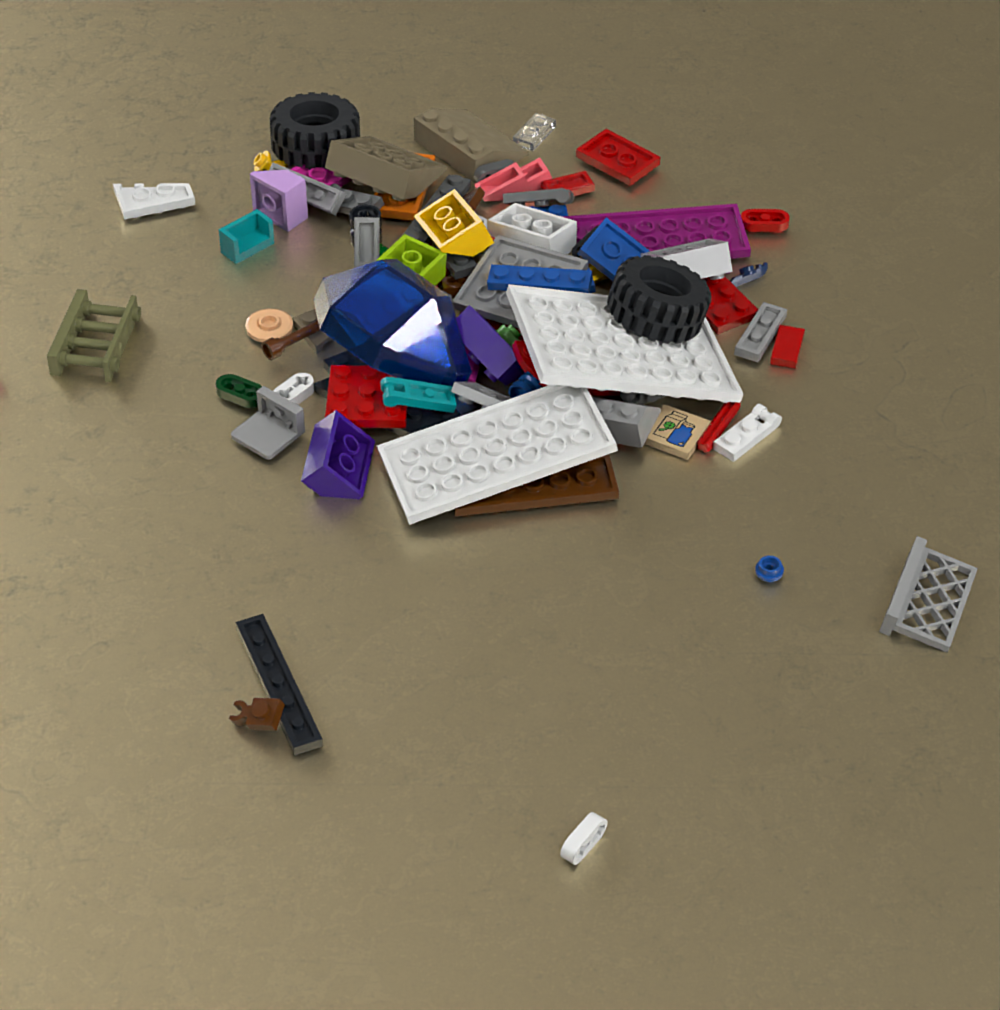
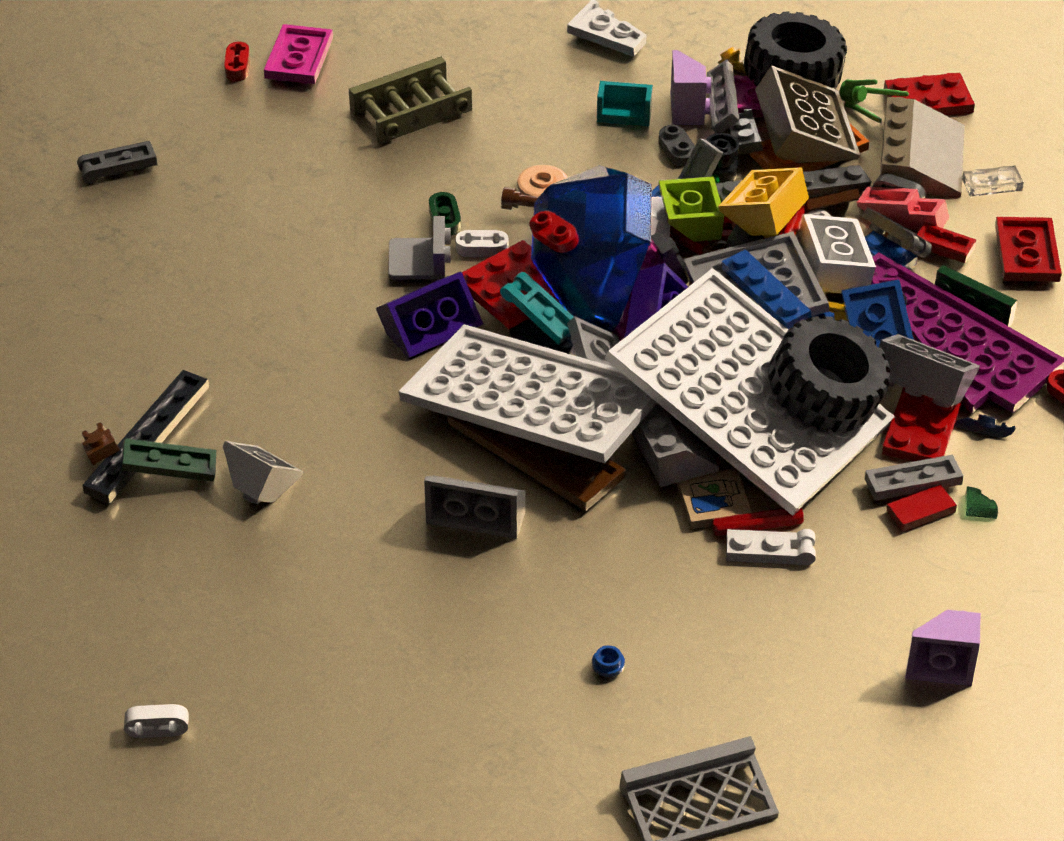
camera: 50 degrees right, 0 degrees up
(316, 241) = (676, 144): none -> dark grey plate
(327, 682) = (168, 460): none -> dark green plate
(378, 130) = (855, 91): none -> bright green plant
(382, 333) = (554, 231): none -> red plate
(398, 640) = (258, 472): none -> light grey slope
(416, 100) = (940, 92): none -> red plate
(561, 545) = (474, 506): none -> light grey slope
(635, 201) = (977, 294): none -> dark green plate
(810, 321) = (979, 505): none -> clear green tile
(933, 403) = (945, 649): none -> lavender slope

